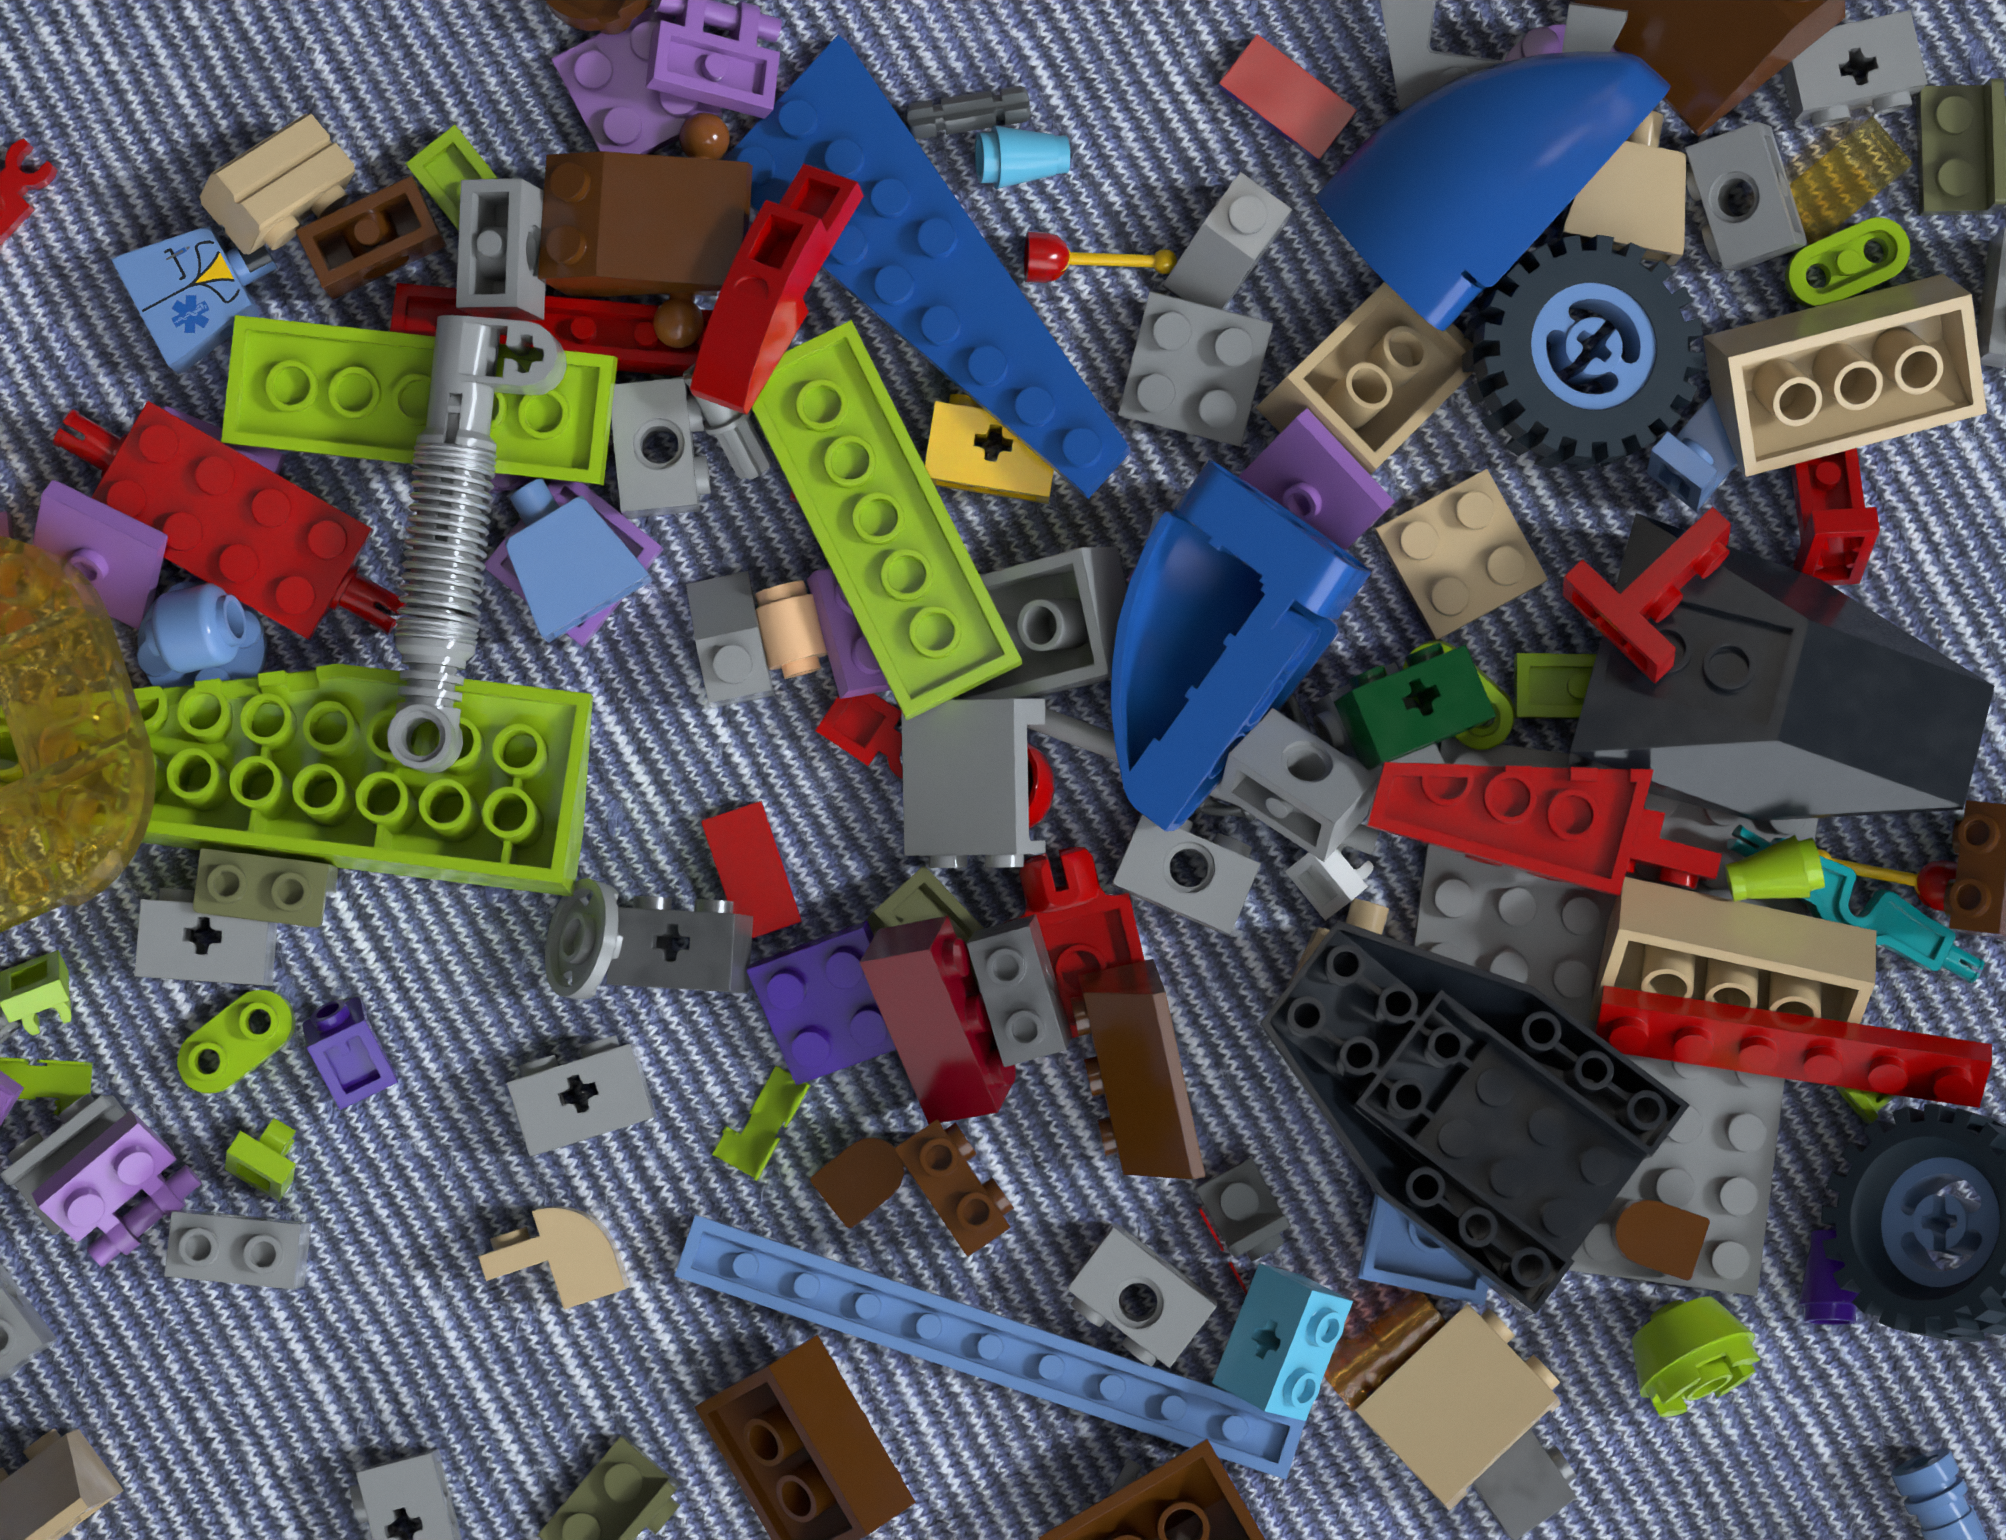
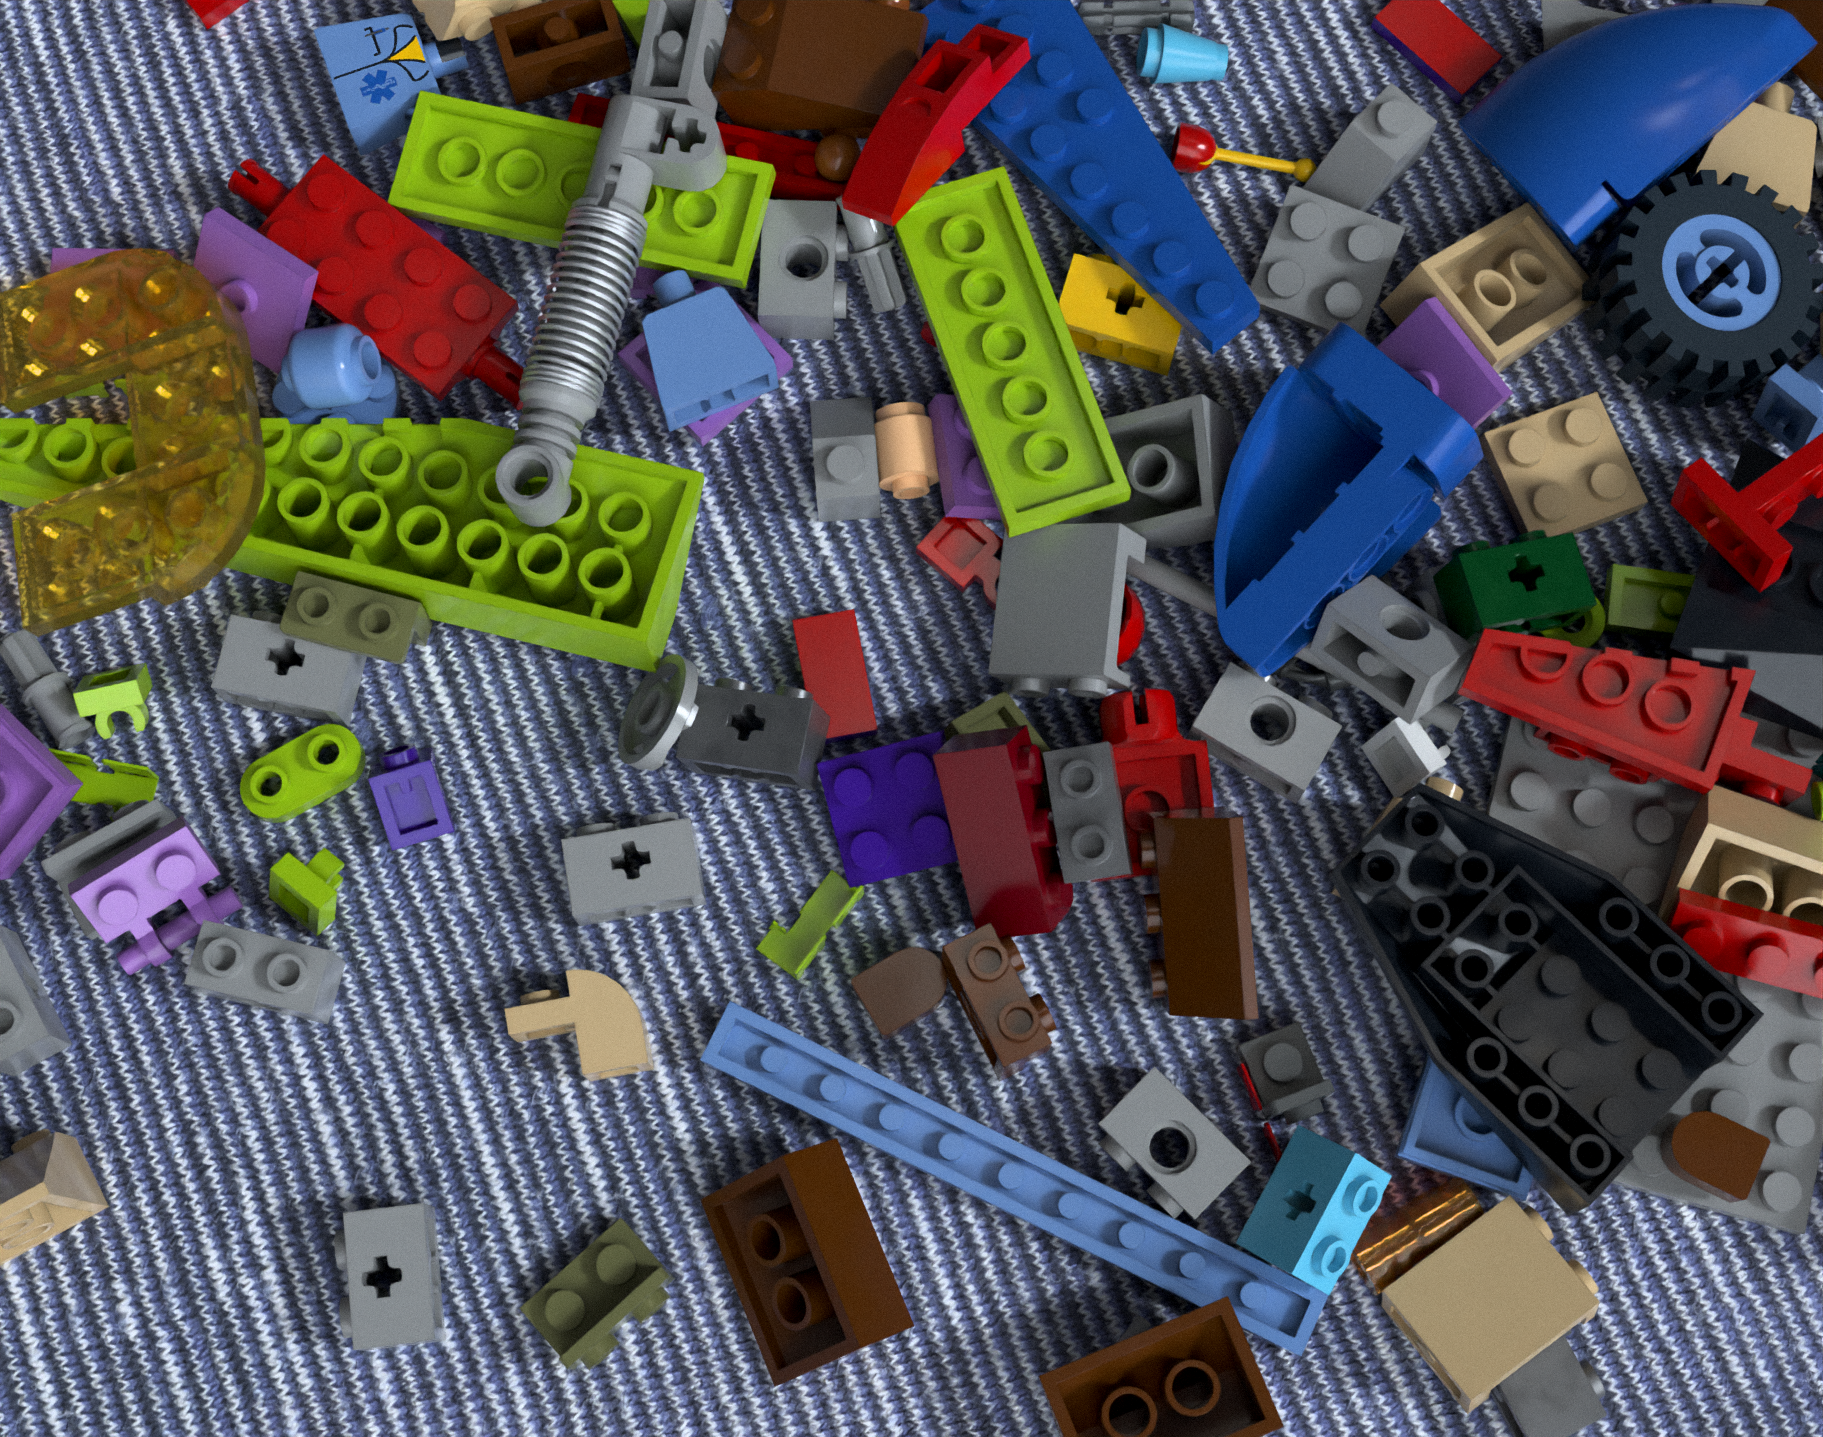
camera: 10 degrees right, 10 degrees down
(1691, 1353) = (1738, 1280): lime cone -> none

